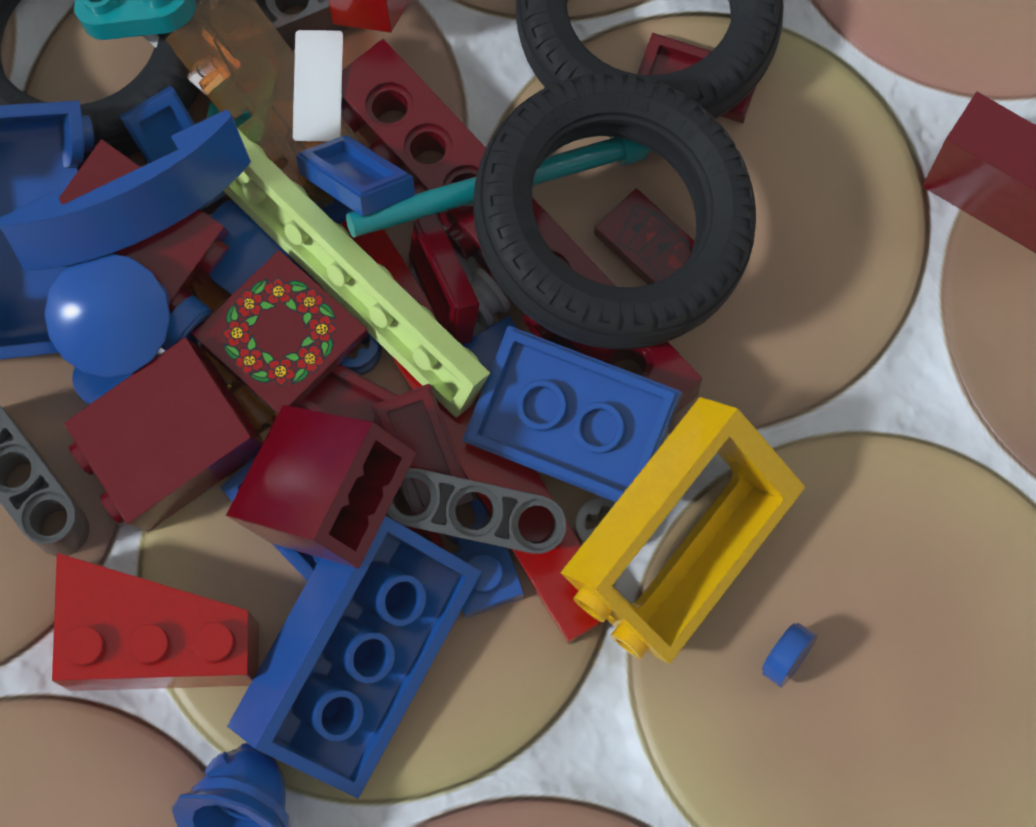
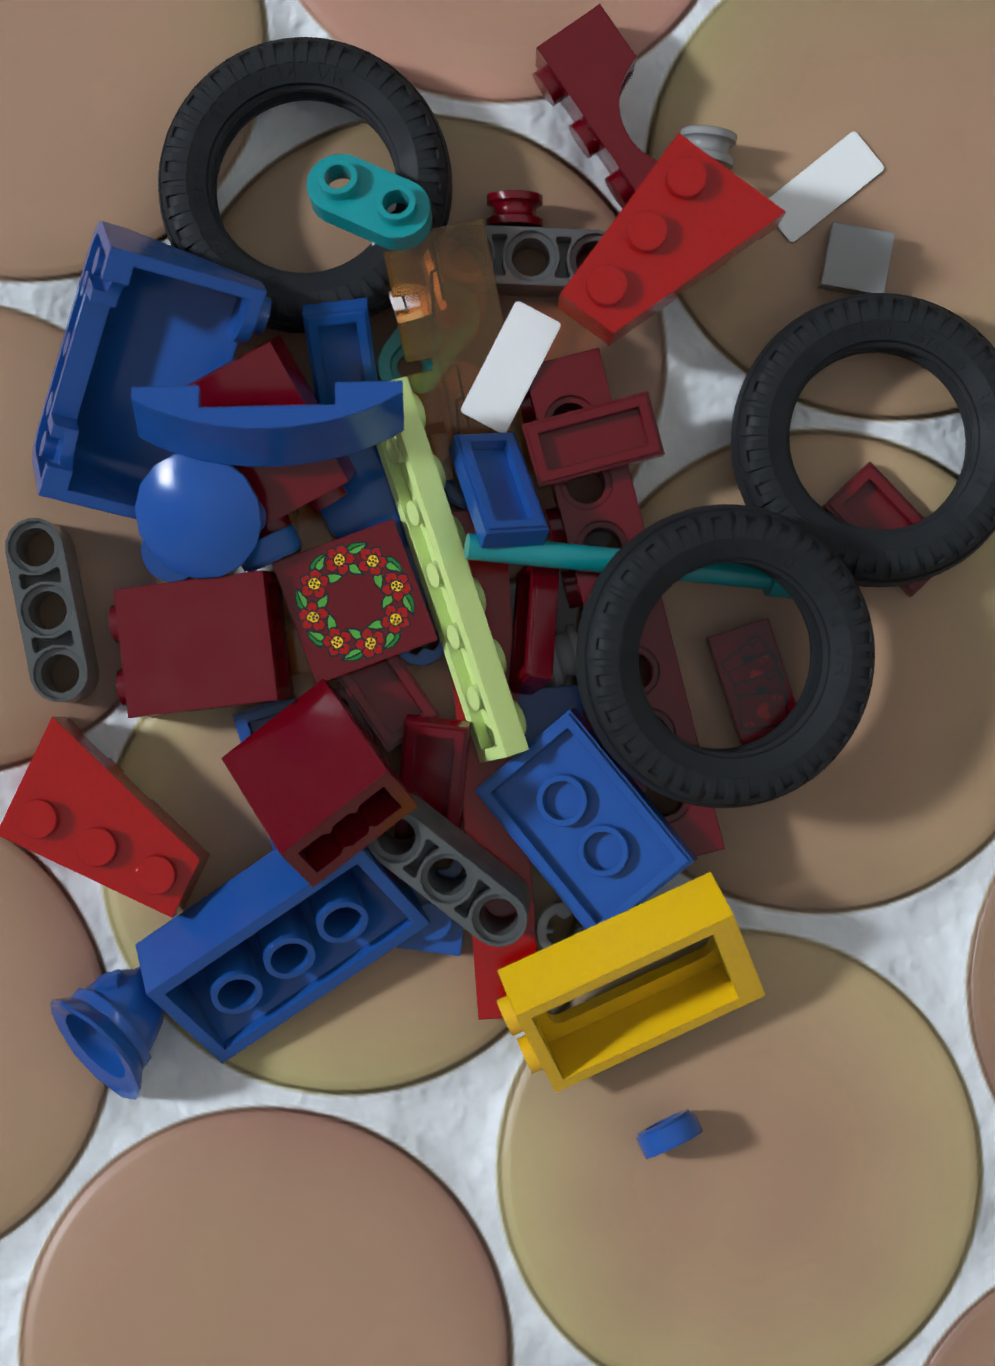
camera: 30 degrees right, 15 degrees up
(415, 106) = (593, 440): none -> dark red tile

